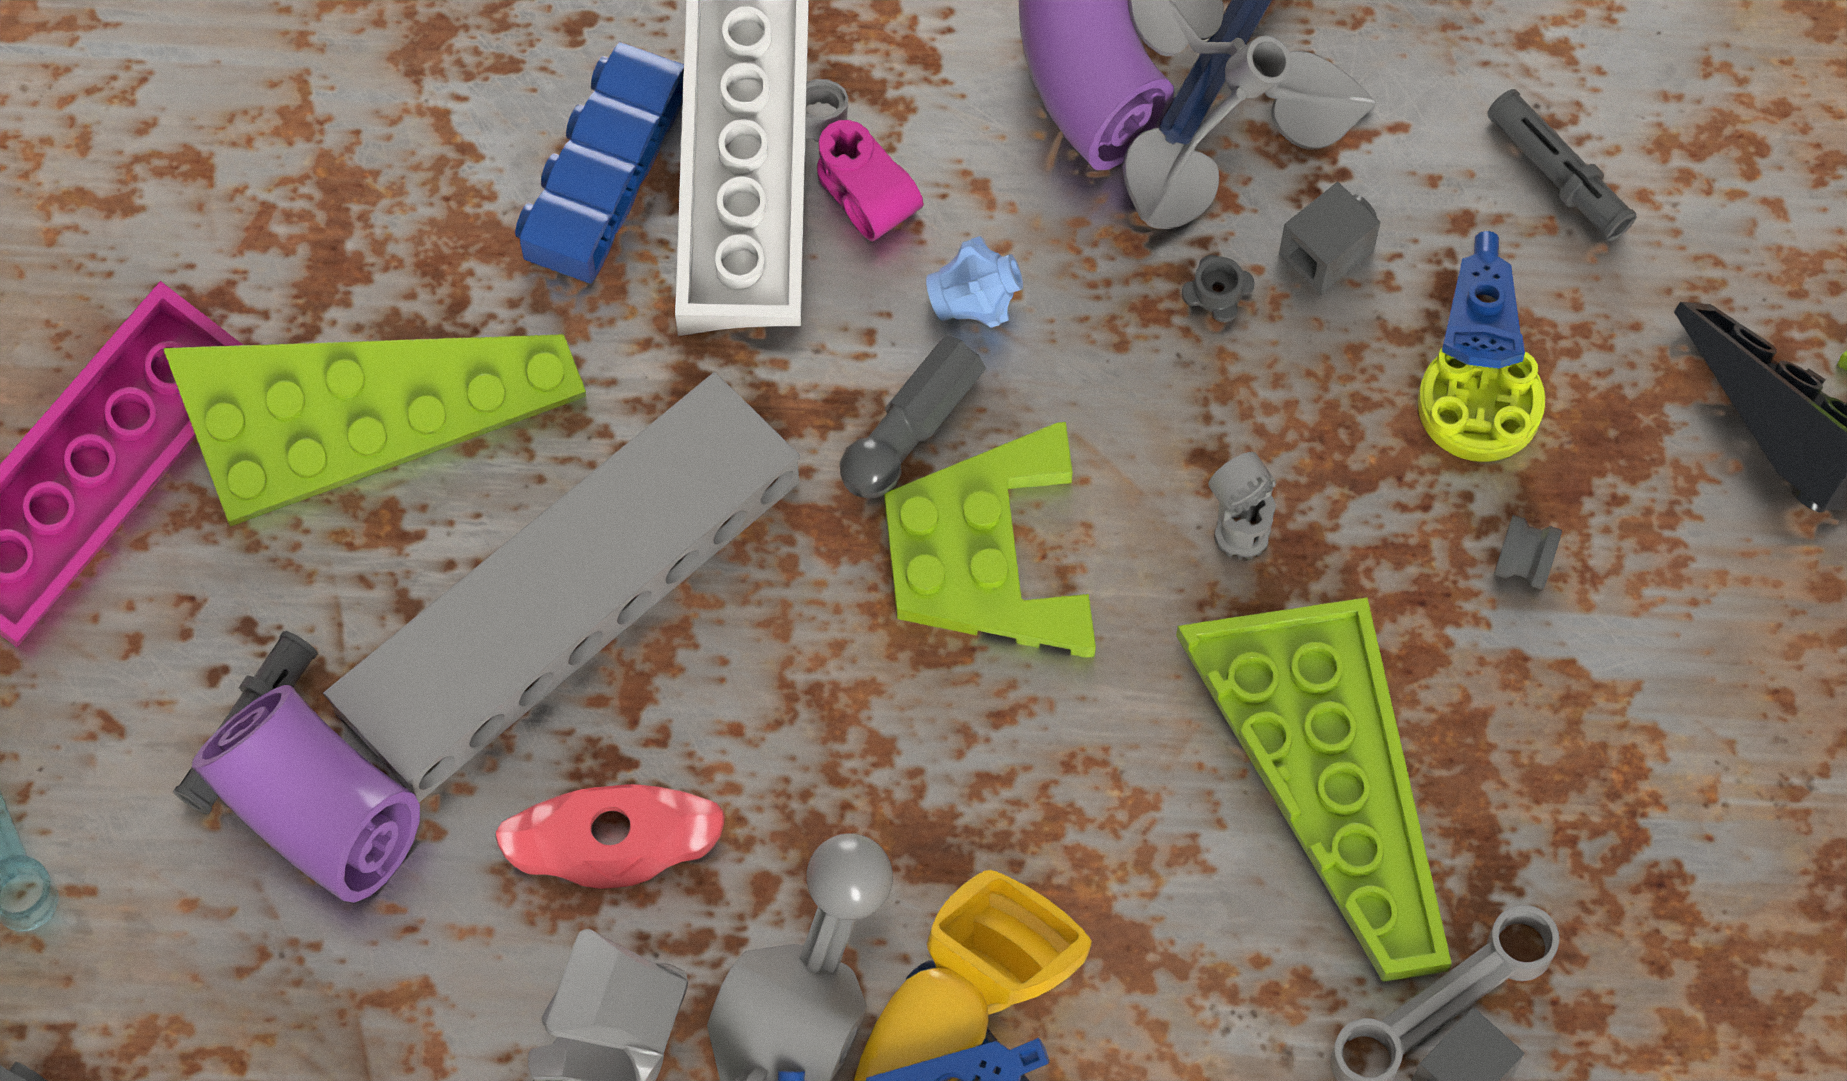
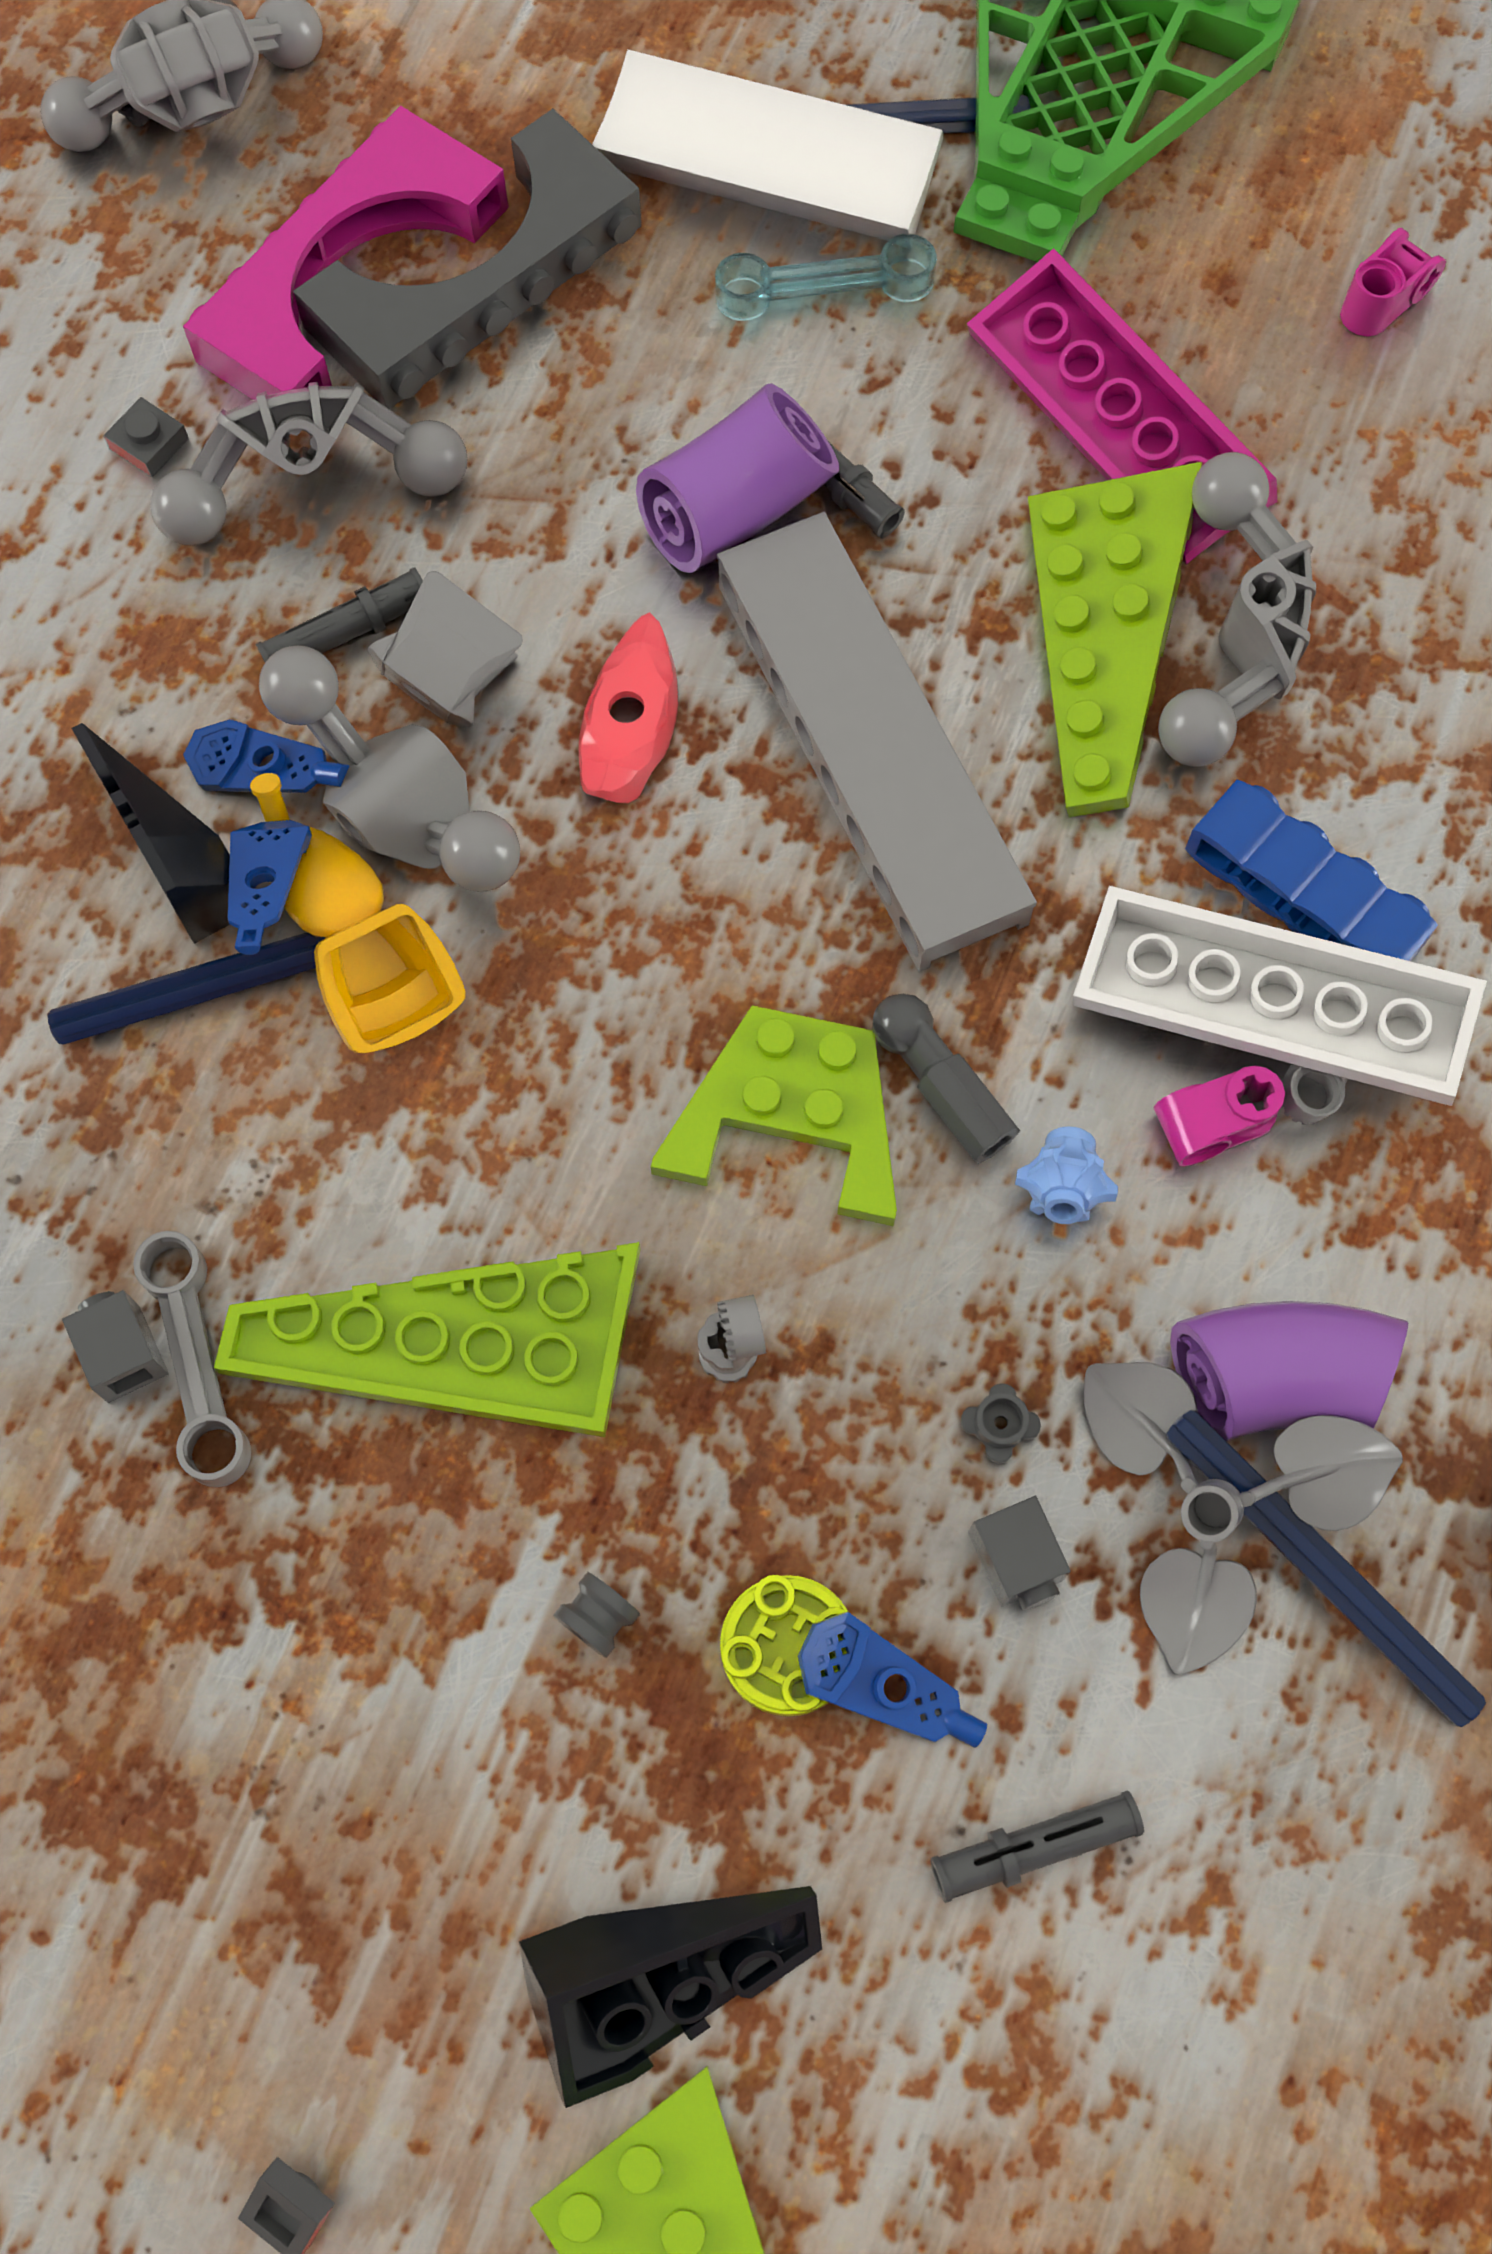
camera: 110 degrees right, 5 degrees up
(330, 261) = (1264, 624): none -> light grey piece

